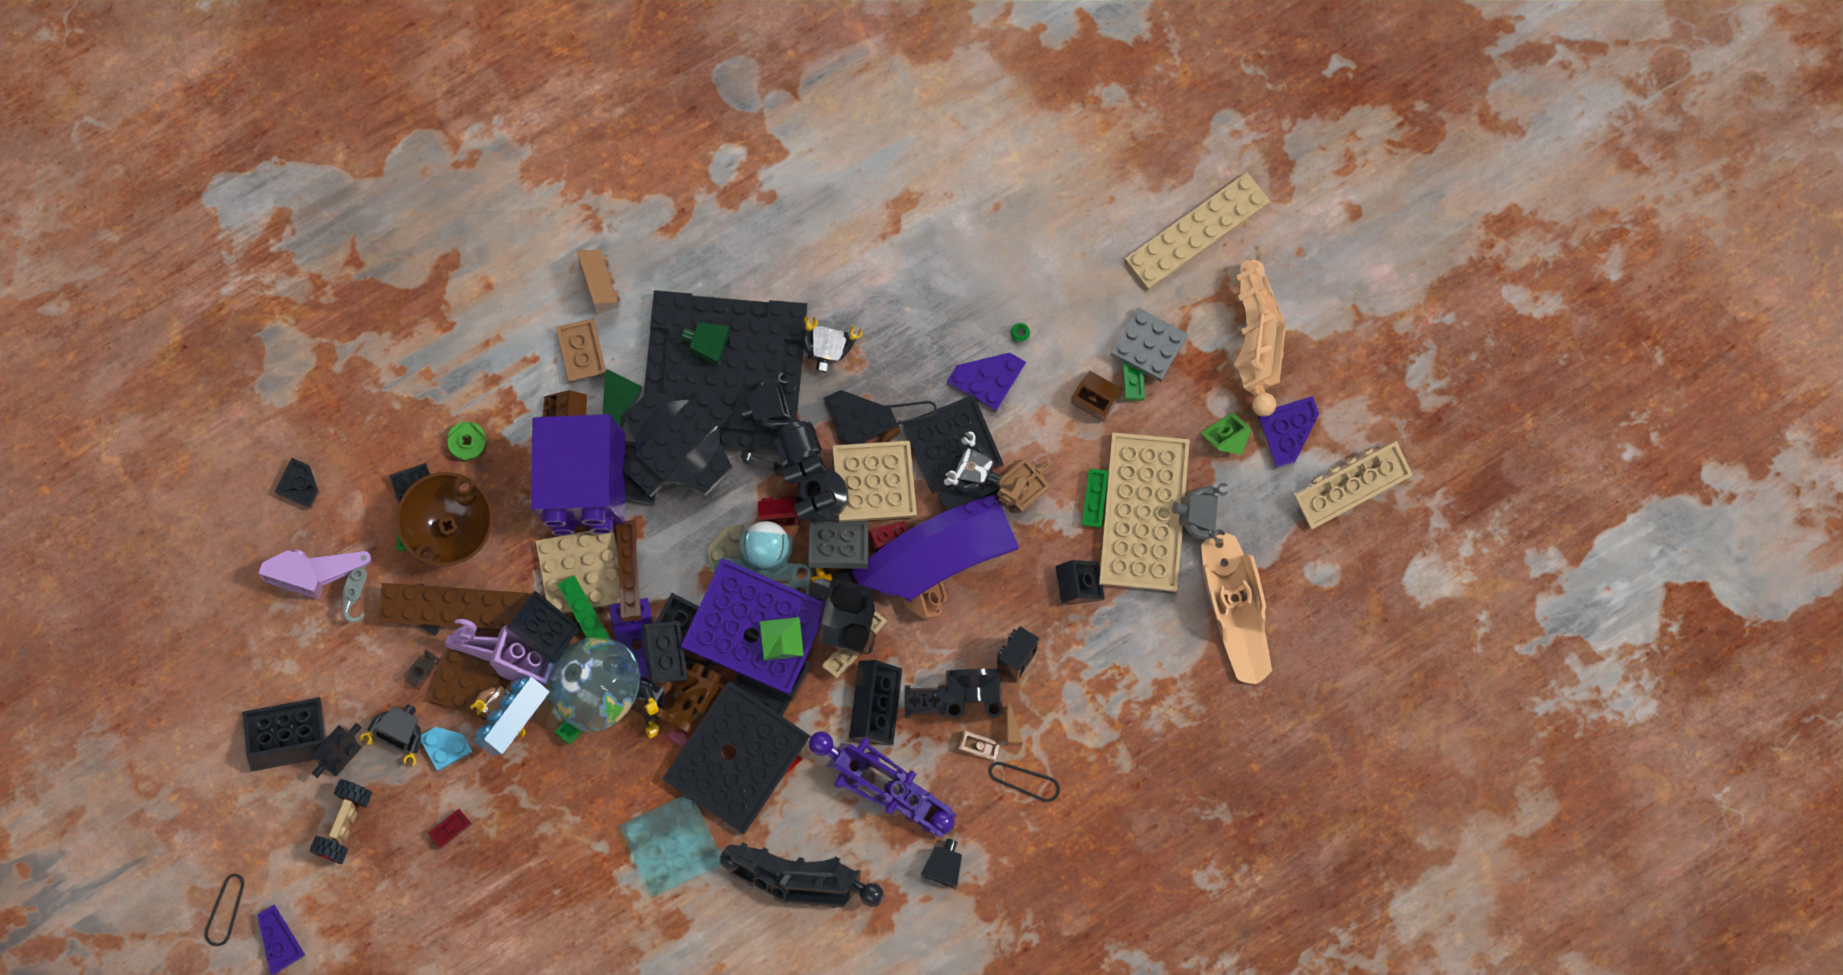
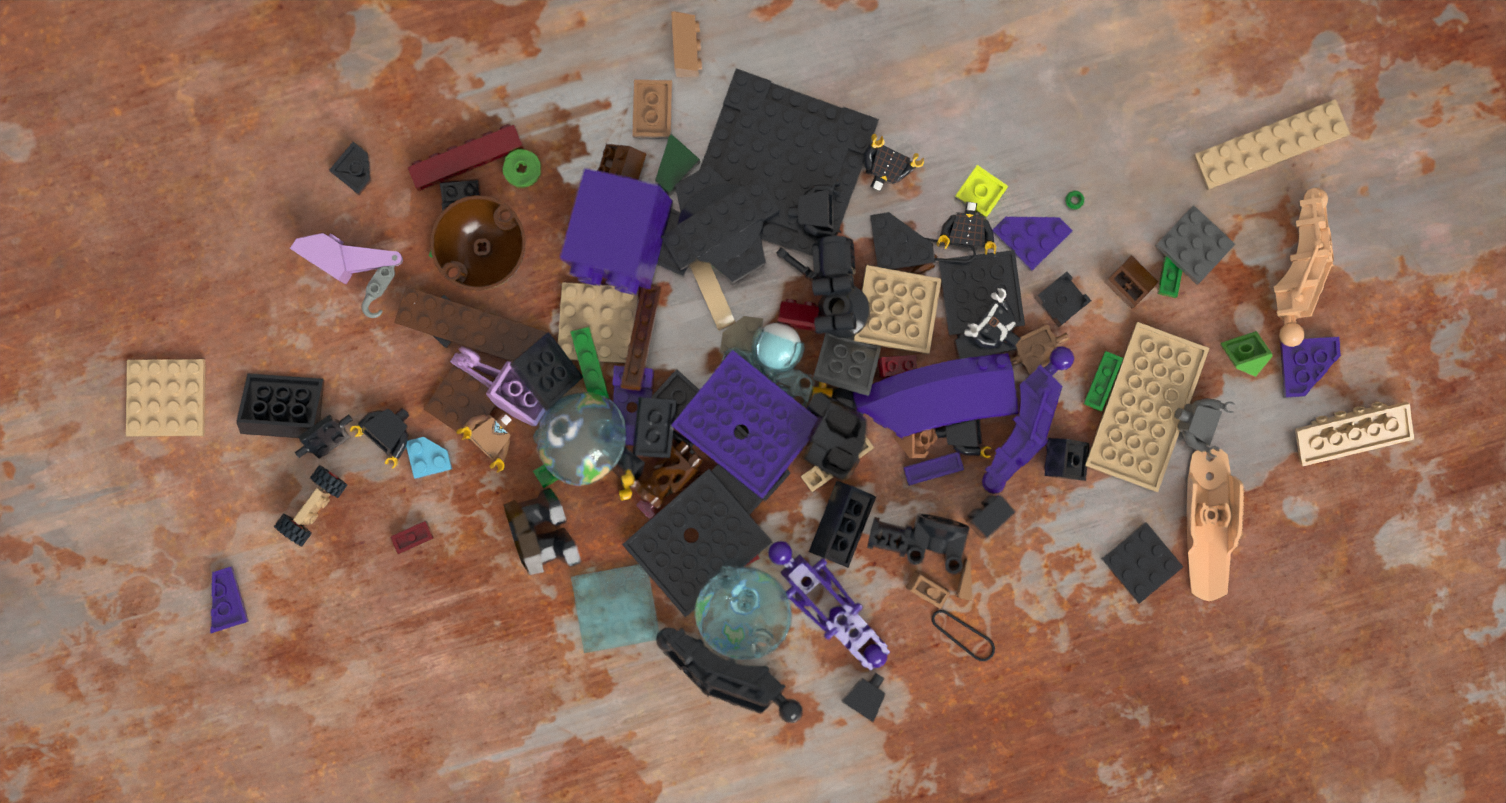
camera: 20 degrees right, 10 degrees up
(165, 757) = (165, 398): none -> tan plate
(234, 914) = (178, 551): black piece -> none
(408, 444) = (465, 157): none -> dark red brick
(421, 669) = (424, 377): clear smoke leg -> none
(511, 715) = (493, 450): brick -> none
(575, 804) = (542, 548): none -> black piece
(688, 514) = (712, 294): none -> tan slope
(707, 341) = (774, 132): dark green torso -> none
(781, 639) = (768, 444): bright green slope -> none
(794, 827) = (733, 624): none -> clear light blue piece
(923, 386) = (968, 229): none -> black torso
(926, 347) = (981, 189): none -> neon yellow plate
(951, 626) = (933, 468): none -> dark purple plate
(973, 586) = (964, 437): none -> black torso
(1008, 498) = (1032, 358): medium nougat bracket -> none
(1033, 430) = (1062, 299): none -> black panel
(1036, 553) = (1038, 405): none -> dark purple piece
(1181, 664) = (1142, 562): none -> black plate

